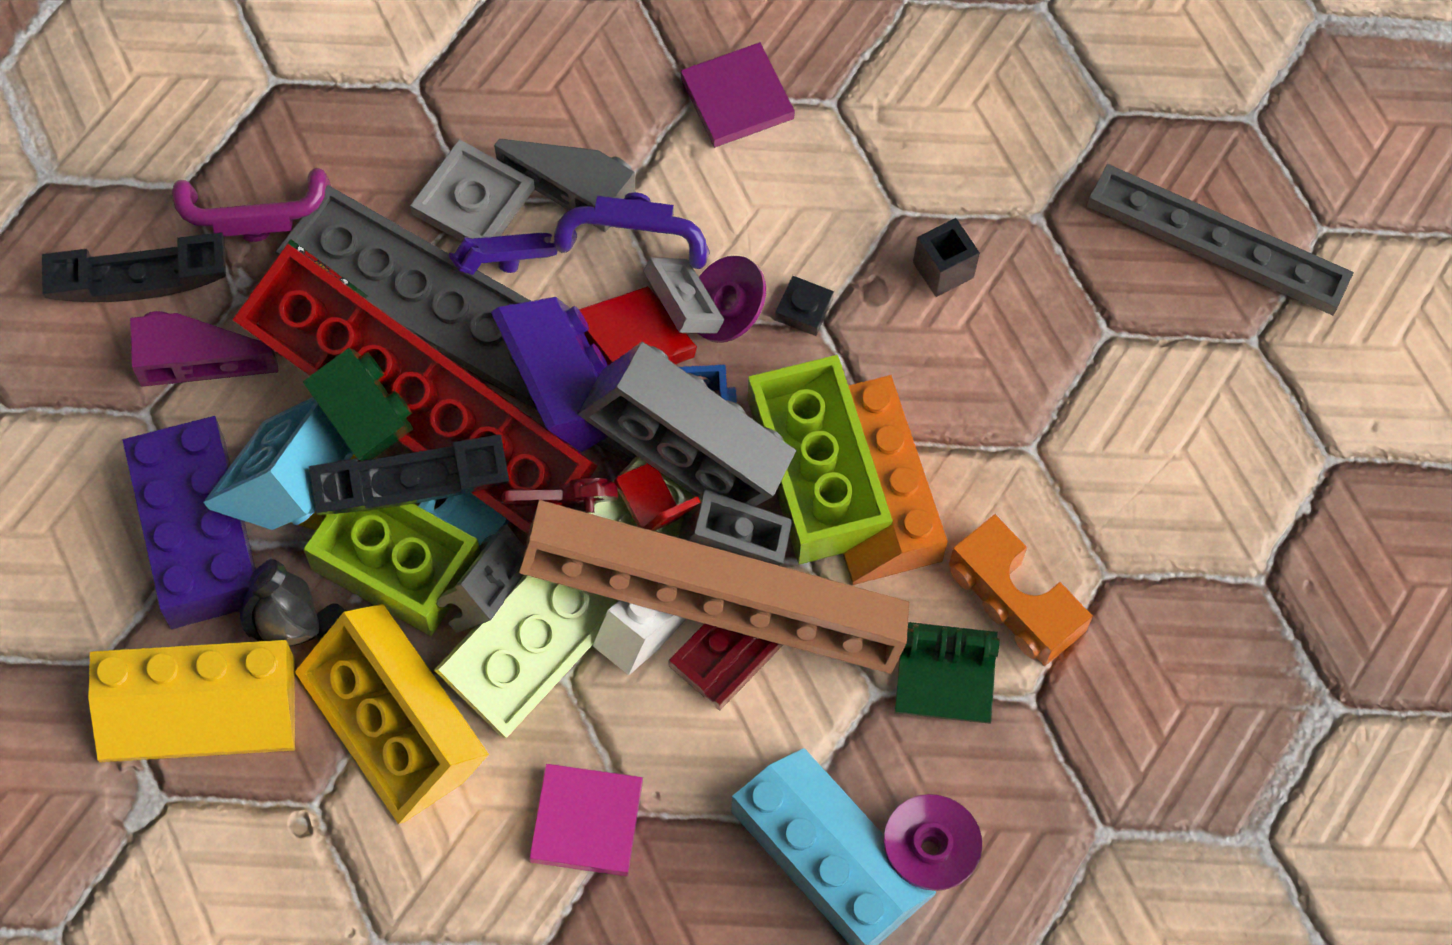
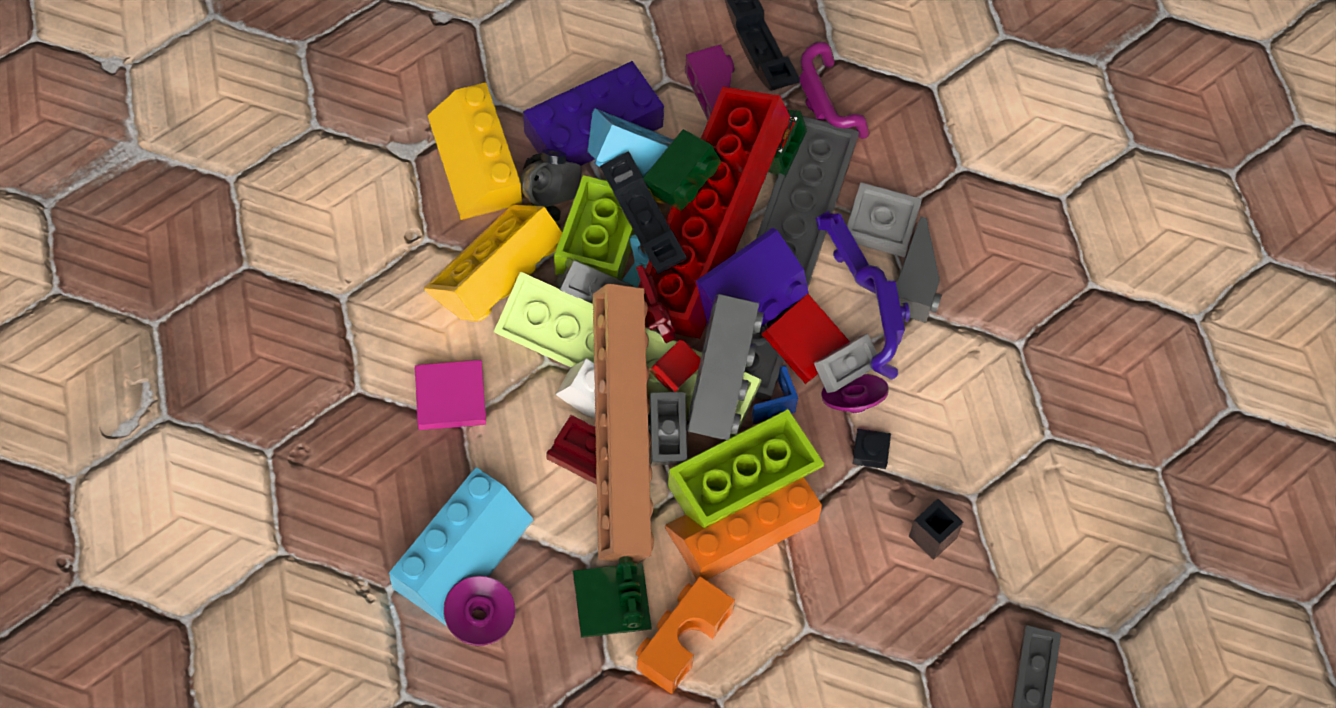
camera: 75 degrees right, 5 degrees down
(737, 94) = (1028, 368): magenta tile -> none

